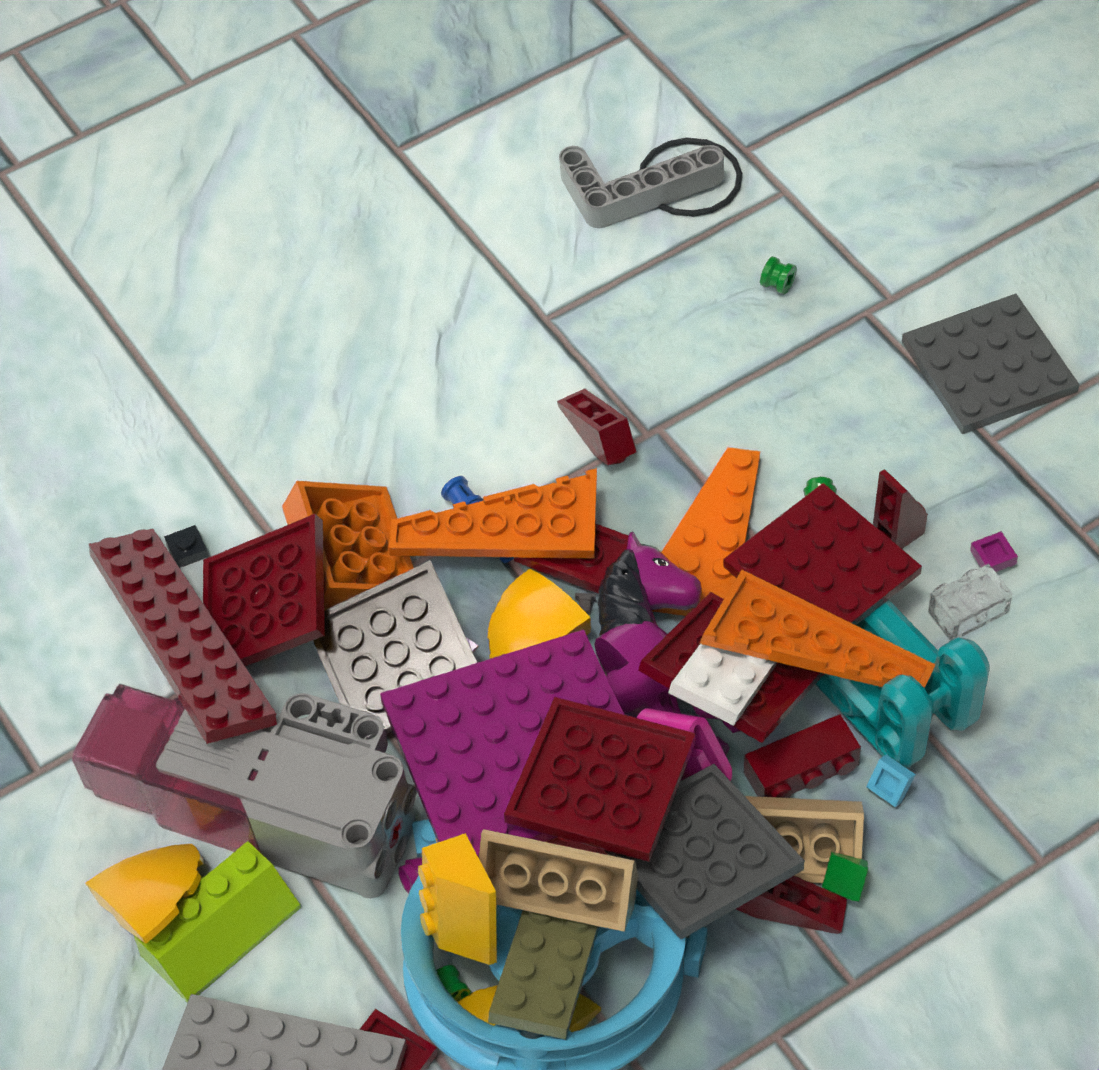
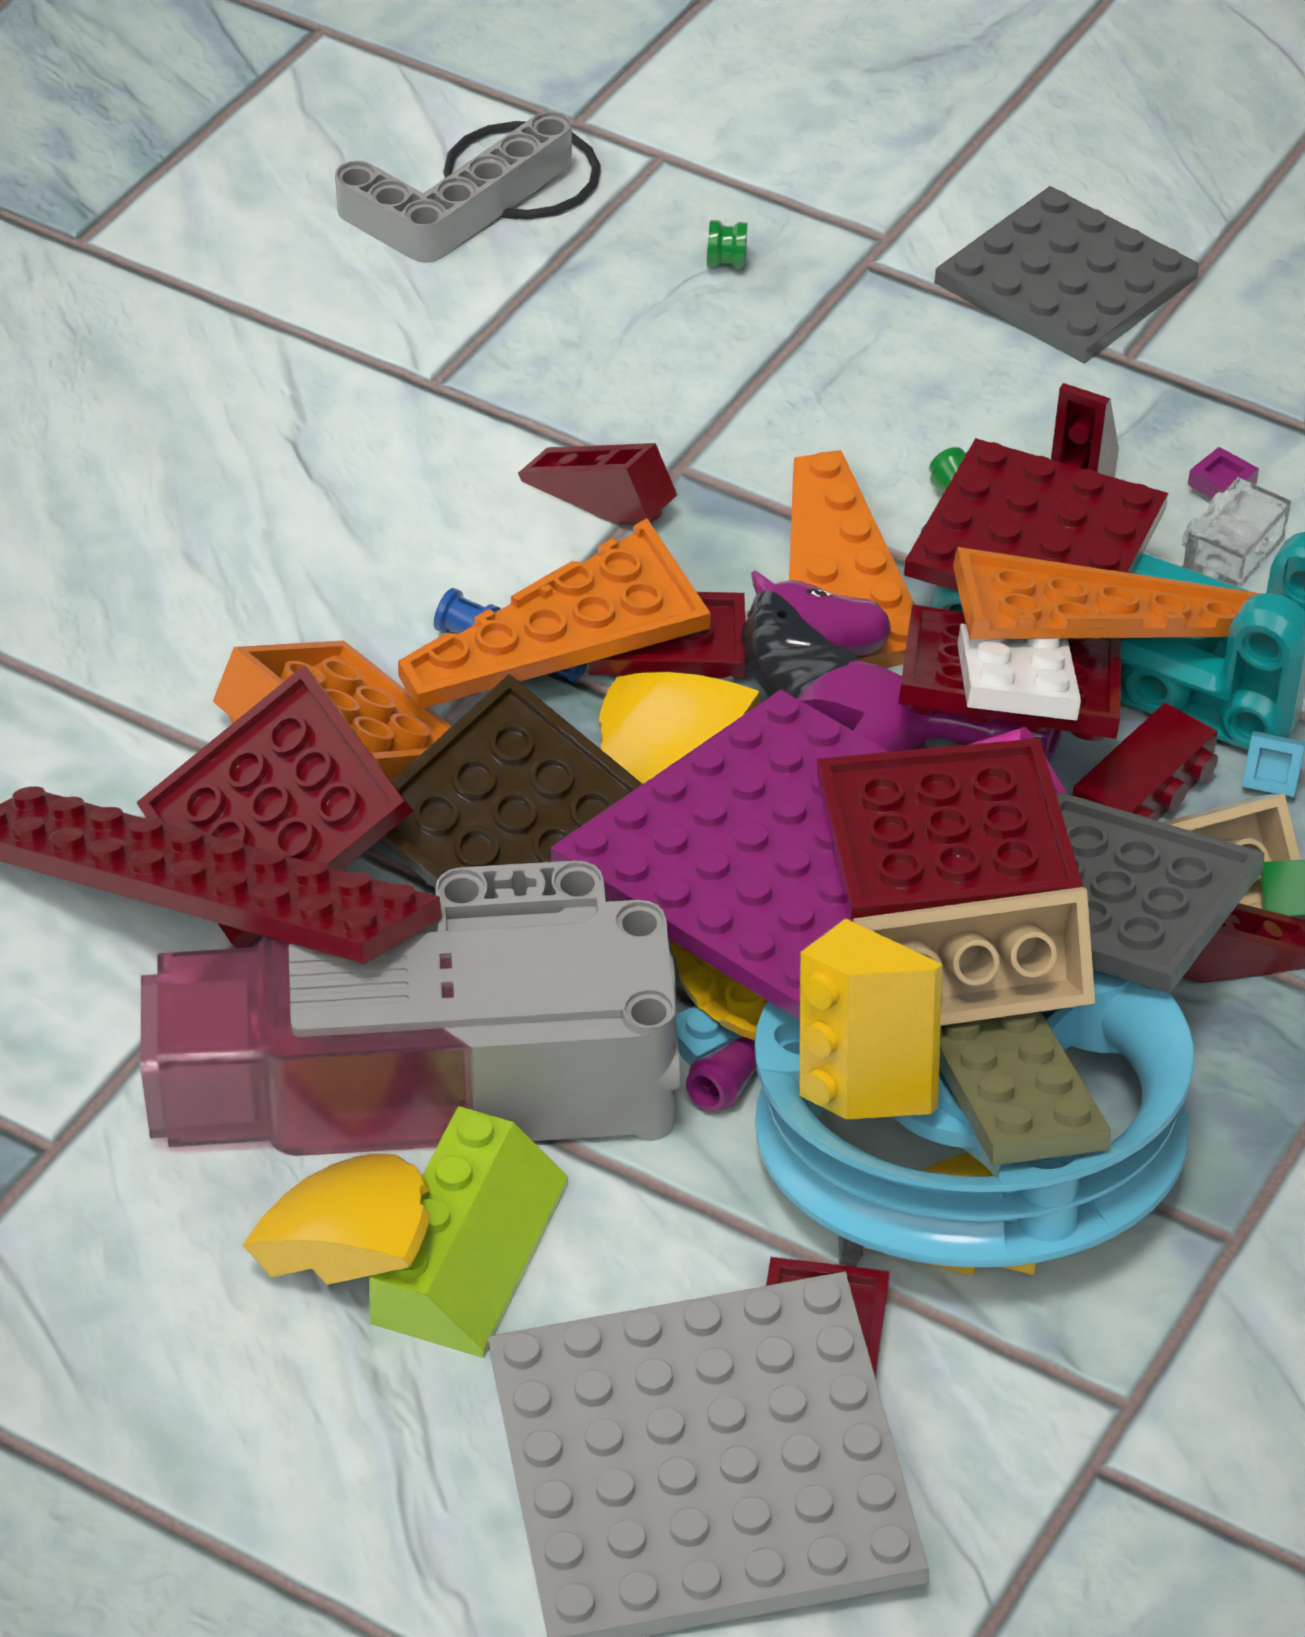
camera: 30 degrees left, 10 degrees down
(186, 546) = (98, 788): black plate -> none

